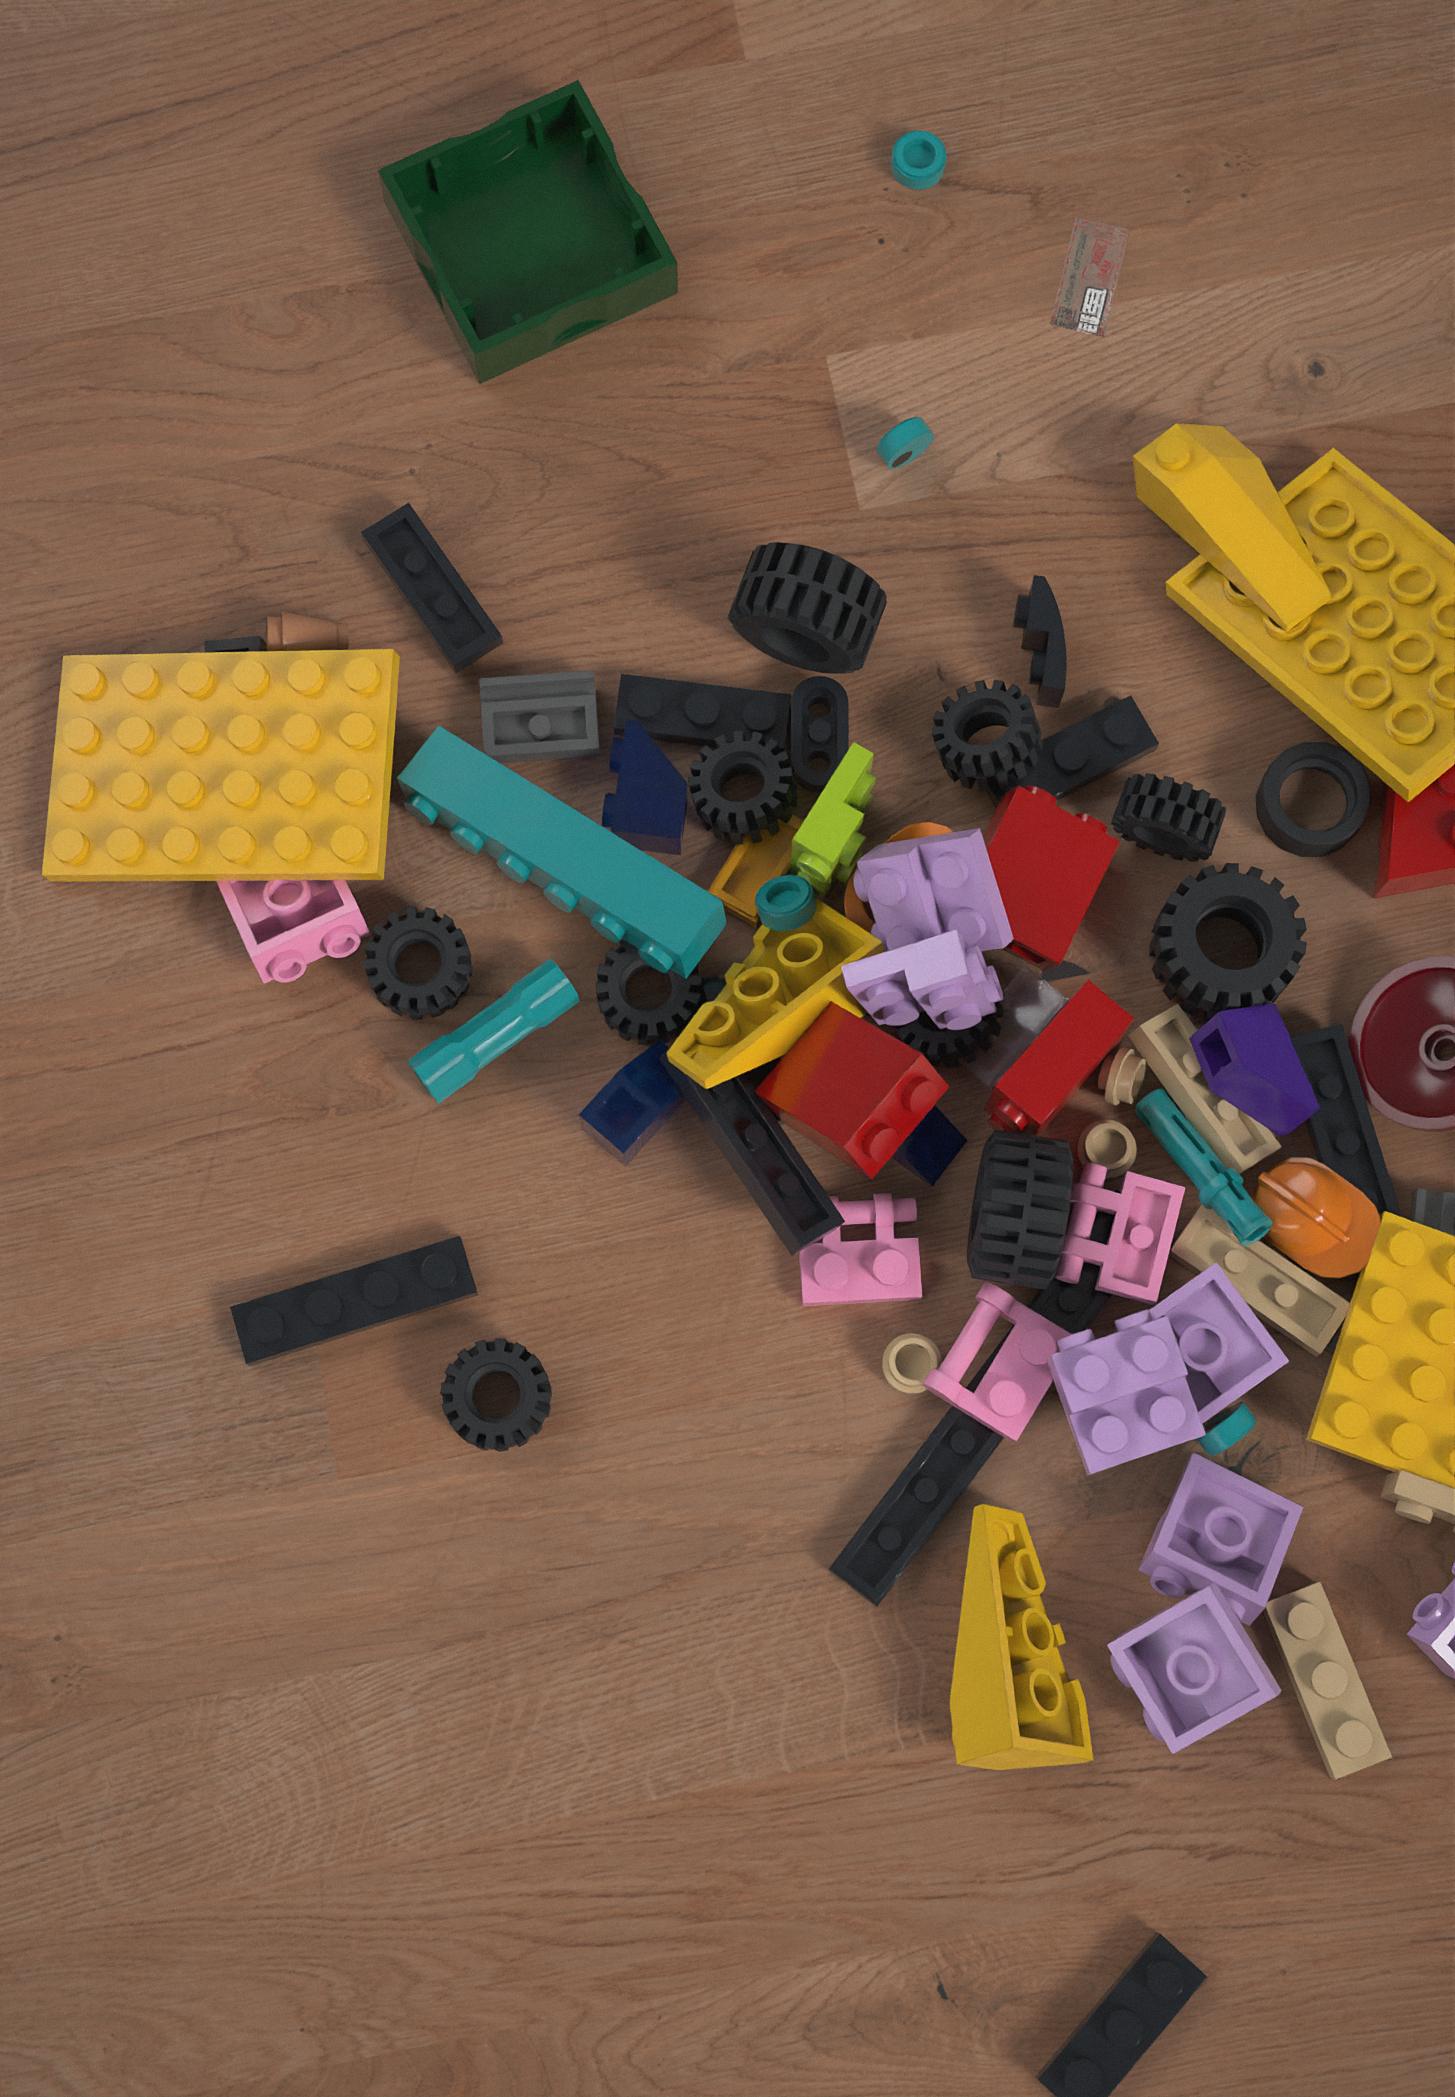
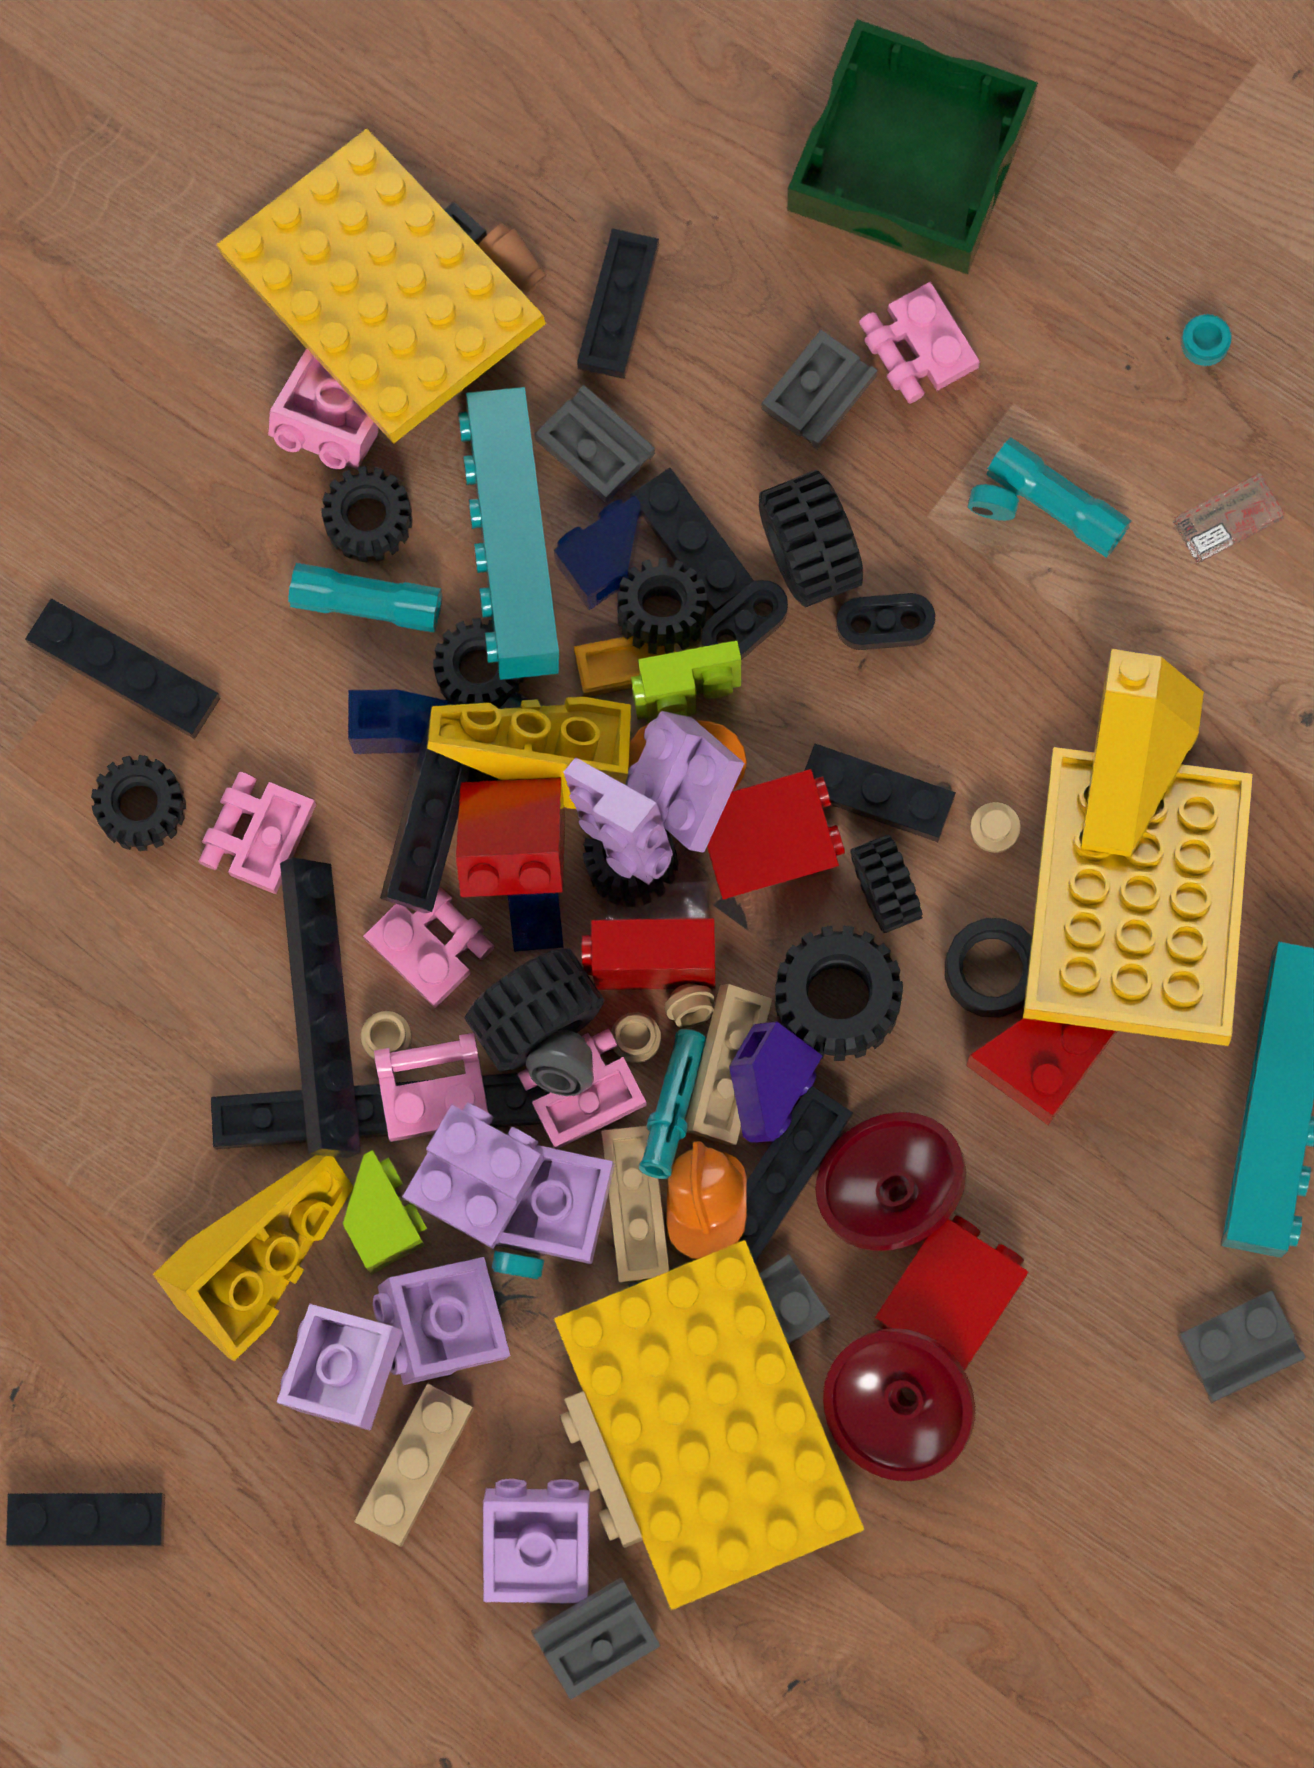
camera: 55 degrees right, 0 degrees up
(638, 1307) = (270, 837): none -> bright pink plate
(669, 493) = (819, 389): none -> dark grey plate
(709, 367) = (932, 337): none -> bright pink plate
(785, 903) = (608, 697): teal tile -> none
(841, 1397) = (320, 1008): none -> black plate
(924, 622) = (884, 618): none -> black plate
(989, 381) = (1086, 516): none -> teal axle
(992, 760) = (840, 703): black tyre -> none
(1045, 635) = (946, 696): black slope -> none
(1077, 1515) = (377, 1219): none -> lime slope
(1098, 1226) = (562, 1064): none -> dark grey cone
(1190, 690) = (995, 827): none -> tan plate

